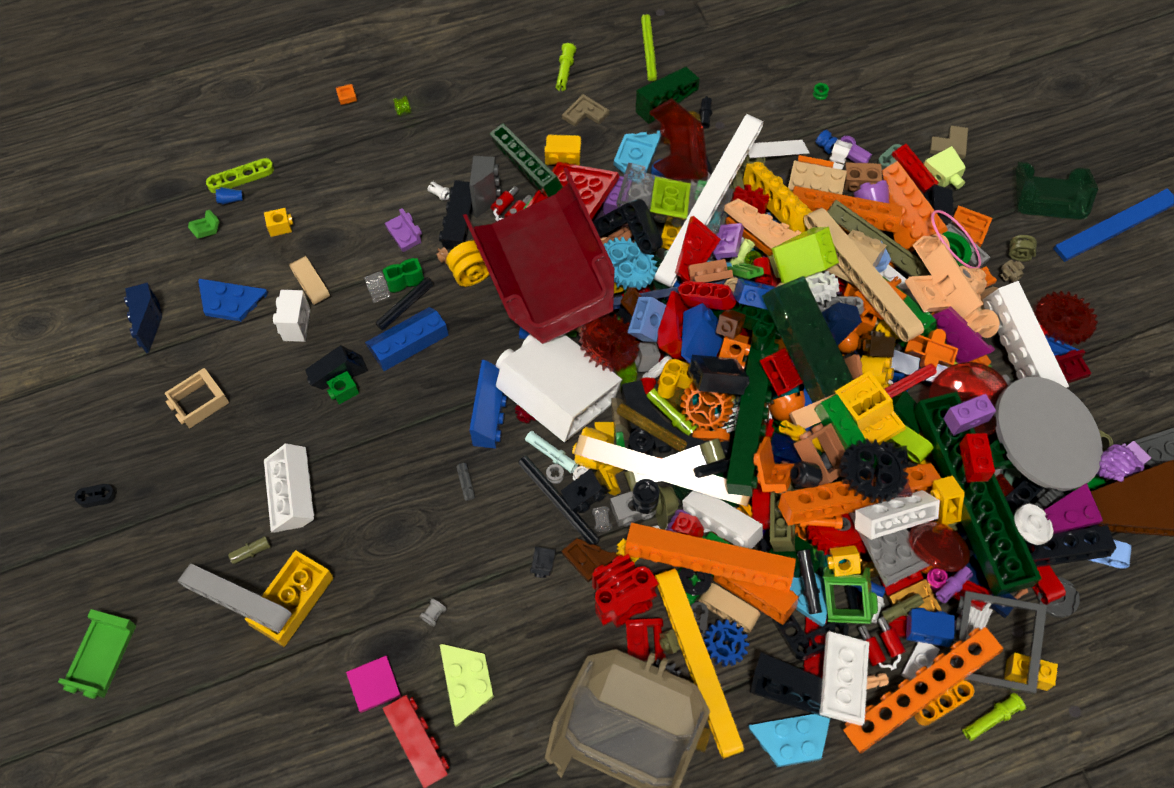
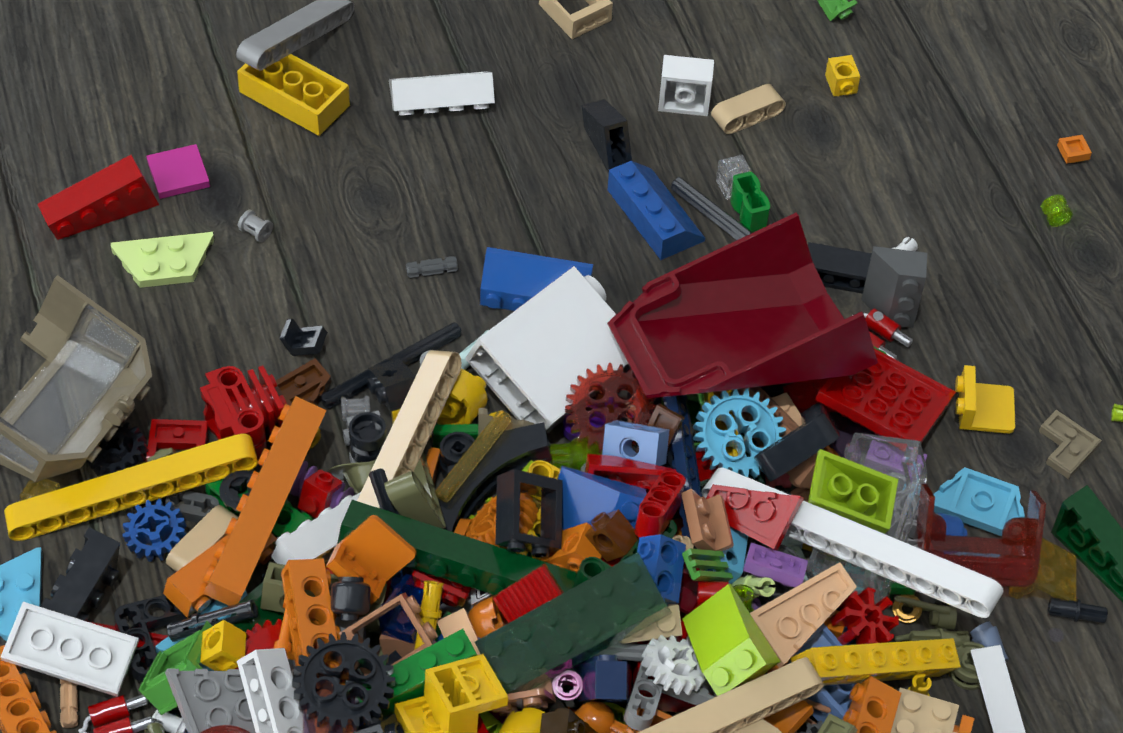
camera: 90 degrees right, 10 degrees down
(227, 195) = (886, 23): blue cone -> none
(228, 299) = (723, 32): blue wing -> none
(239, 173) = (928, 38): lime beam -> none
(249, 550) = (366, 58): olive axle -> none
(339, 381) = (579, 141): green brick -> none
(404, 231) = (831, 211): medium lavender bracket -> none
(526, 161) = (944, 340): dark green brick -> none

